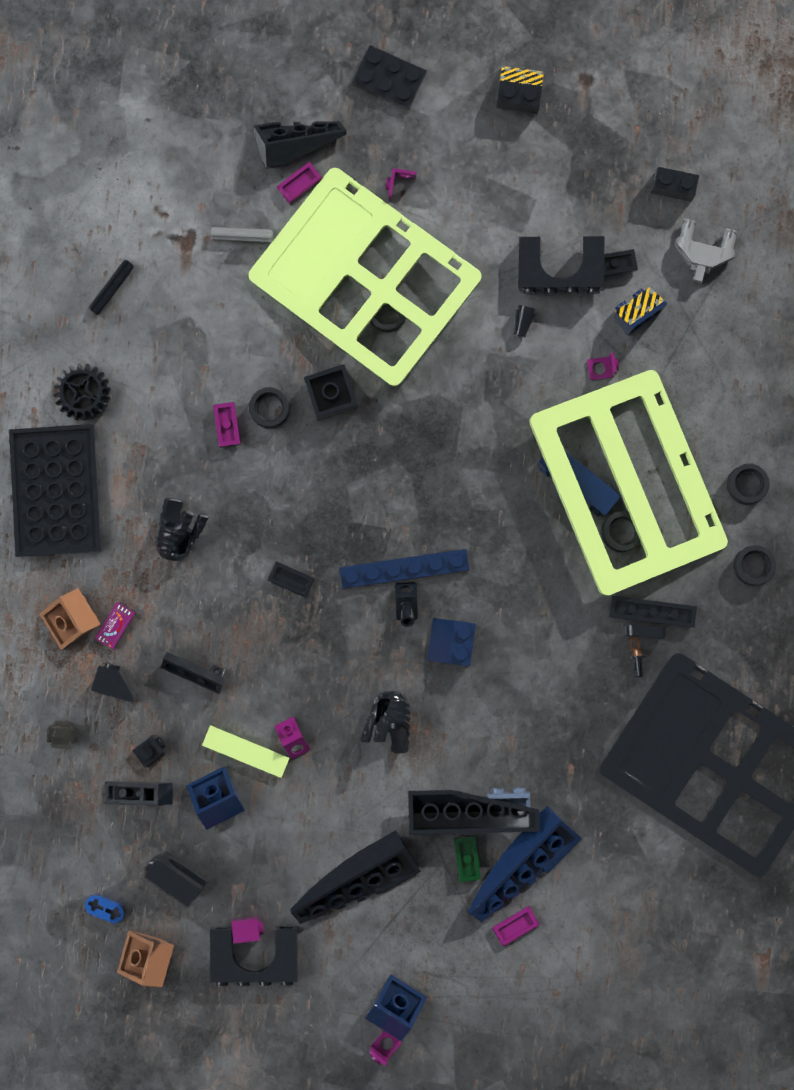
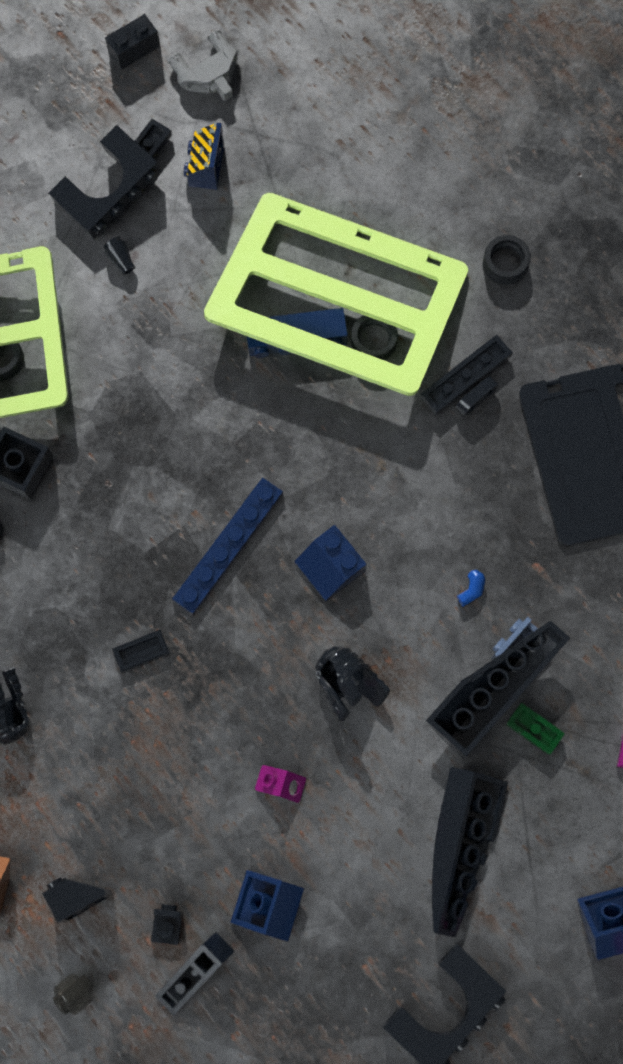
camera: 45 degrees left, 10 degrees down
(115, 625) = (25, 848): magenta tile -> none
(175, 877) = (303, 1011): black arch -> none
(209, 679) = (156, 807): black hinge -> none
(245, 751) = (252, 837): yellowish green tile -> none
(247, 929) = (415, 992): magenta brick -> none
(406, 603) = (259, 570): black bracket -> none
(521, 743) = (475, 590): none -> blue arm
(523, 862) = (582, 681): dark blue wedge -> none
(611, 367) = (226, 221): magenta bracket -> none
(637, 656) = (493, 421): piece -> none
(764, 481) = (437, 187): black tyre -> none

